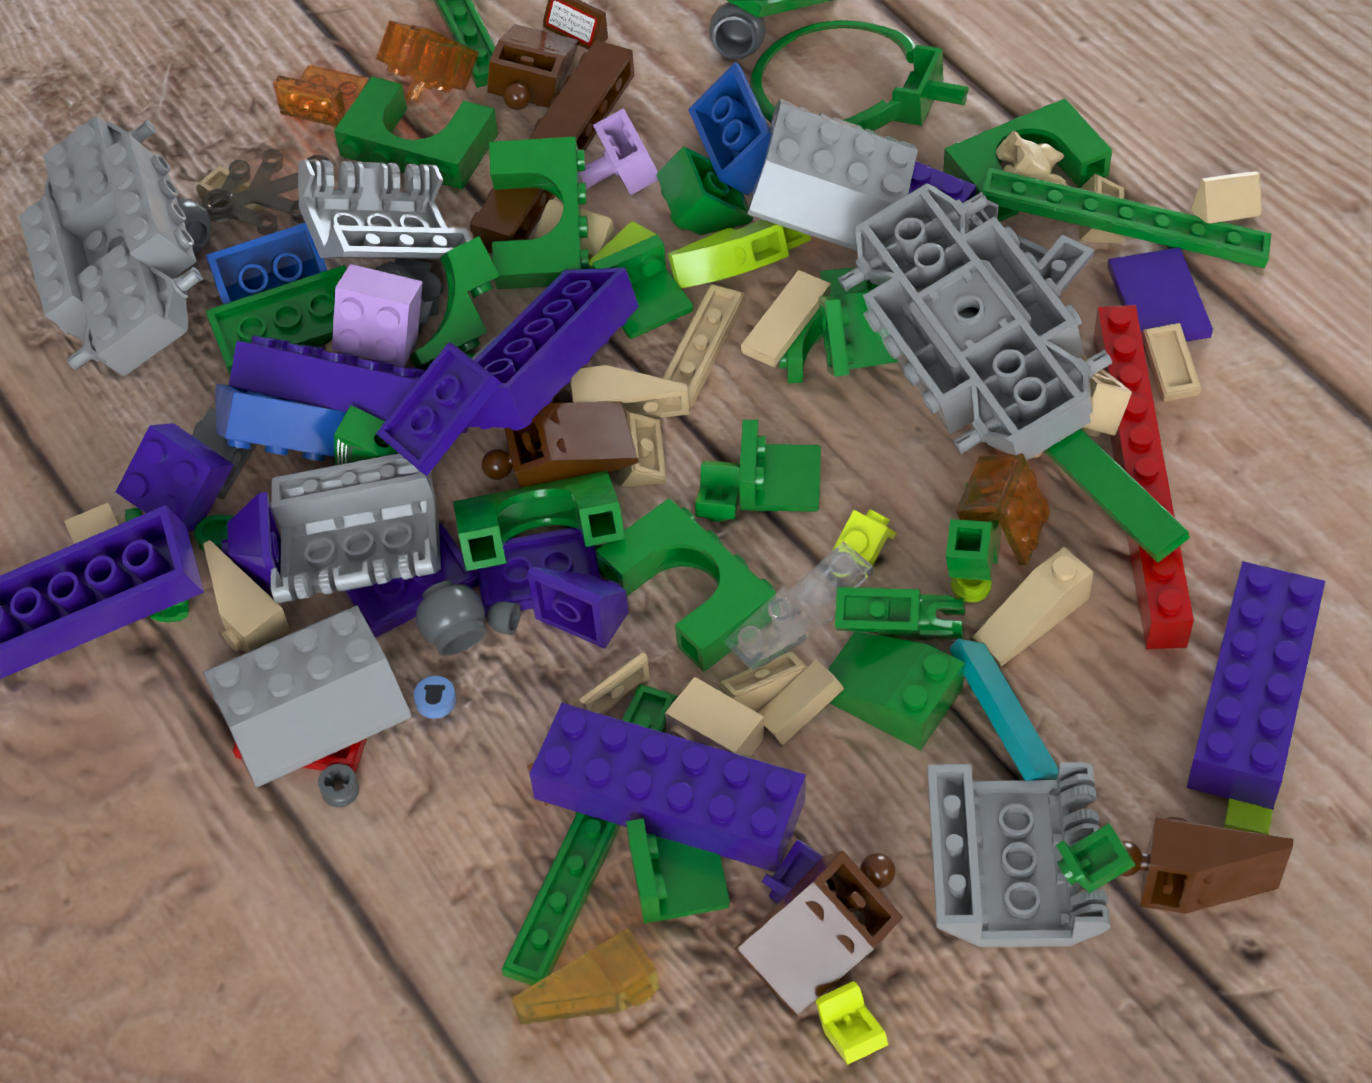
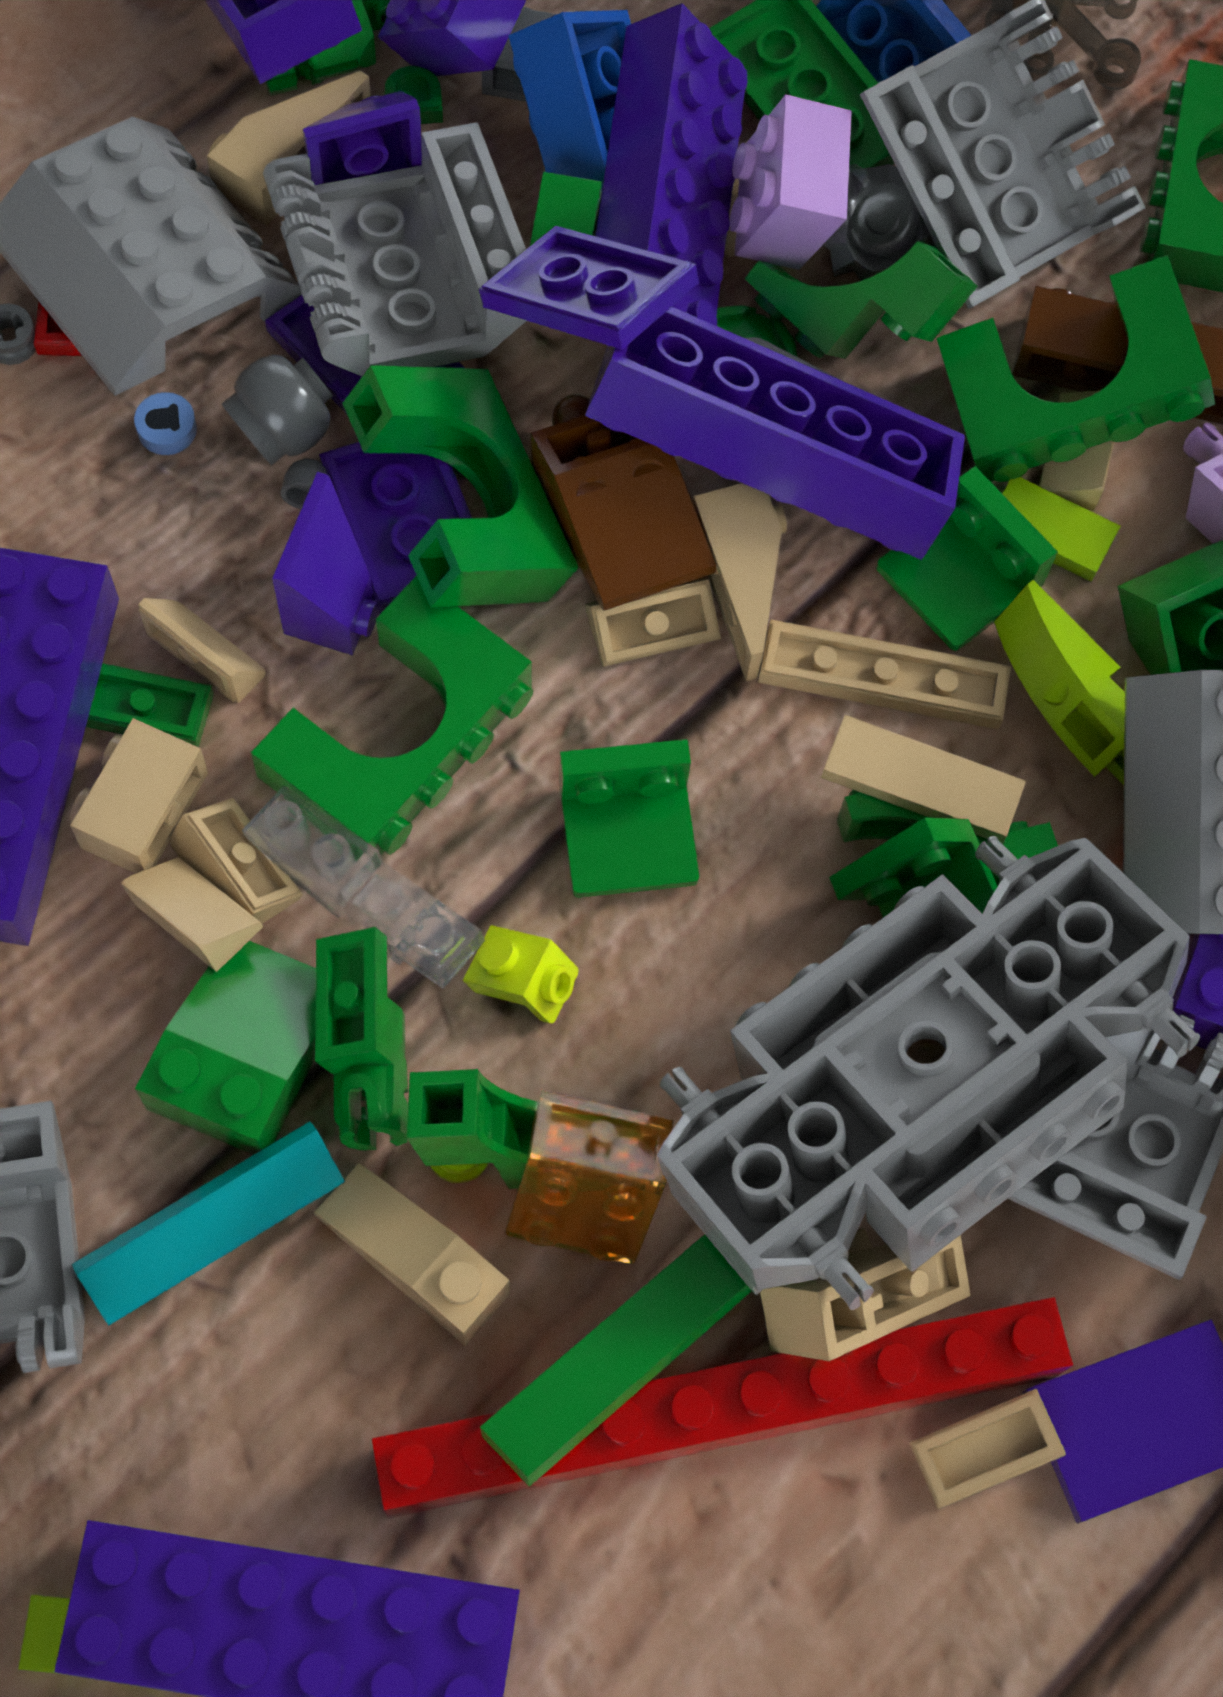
camera: 70 degrees right, 15 degrees up
(718, 491) = (557, 729): green bracket -> none

